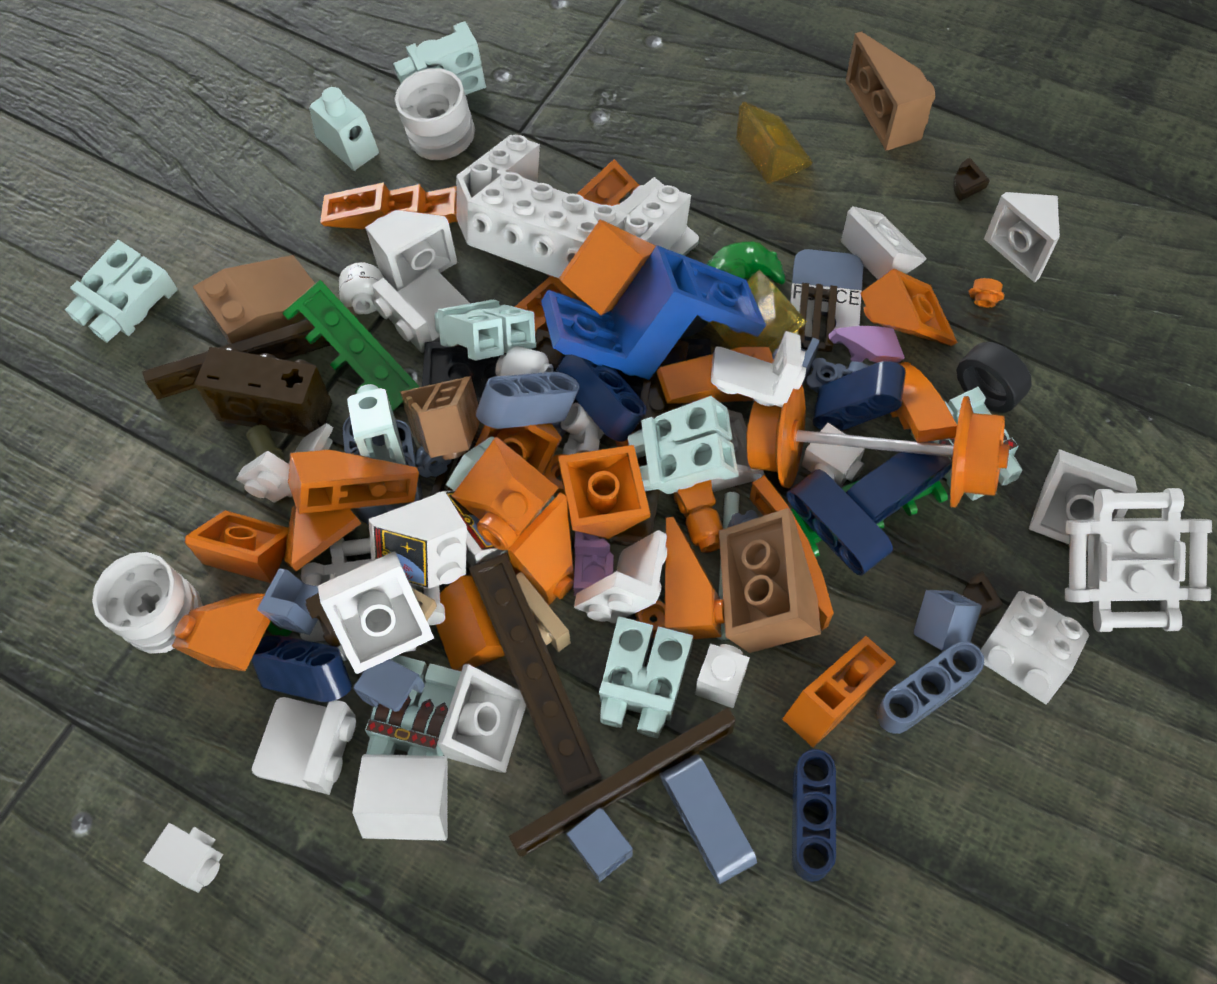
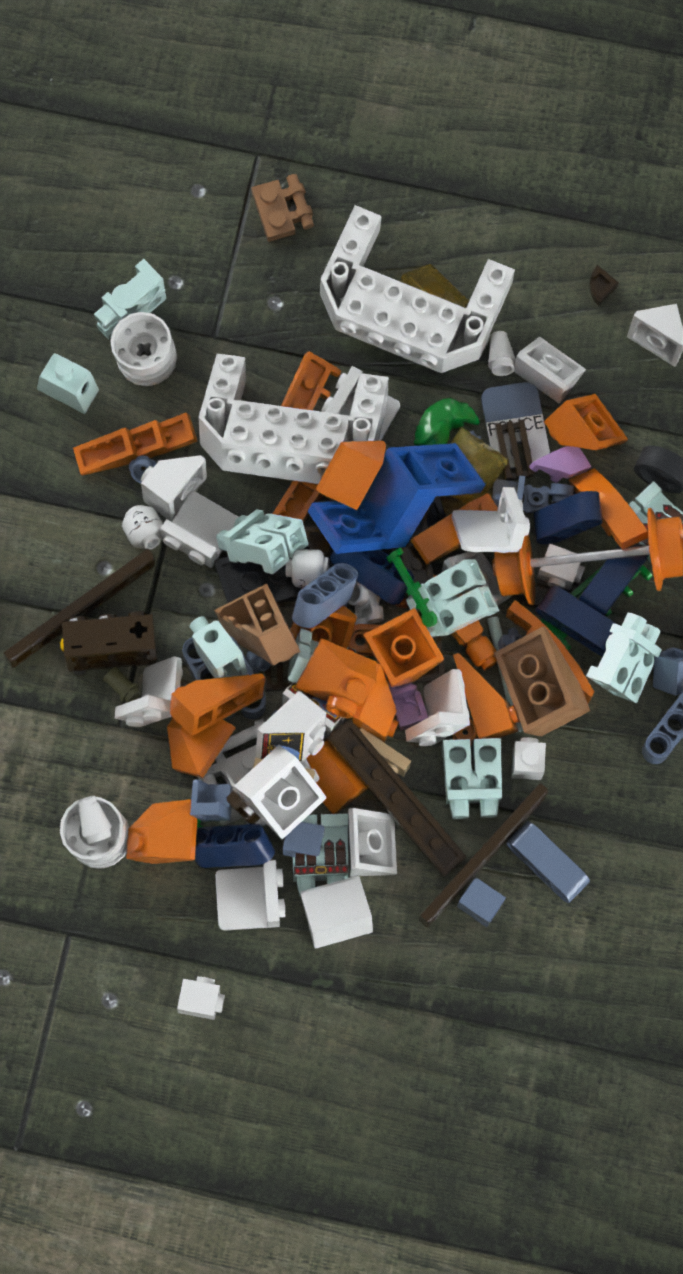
camera: 25 degrees left, 10 degrees up
(138, 581) = (93, 820): none -> white cone
(240, 545) = (139, 766): orange slope -> none
(253, 296) = (63, 560): medium nougat slope -> none
(351, 341) = (162, 581): green hinge -> none
(629, 29) = (274, 211): none -> medium nougat plate
(646, 458) = (428, 617): none -> green piece
(736, 148) = (402, 316): none -> white wedge
(823, 796) = (618, 823): dark blue beam -> none
(830, 218) = (501, 355): none -> white cone
(838, 691) = (612, 745): orange slope -> none
(888, 582) = (627, 658): none -> light aqua hips
(889, 92) = (518, 225): medium nougat slope -> none
(986, 292) = (640, 390): orange plate -> none

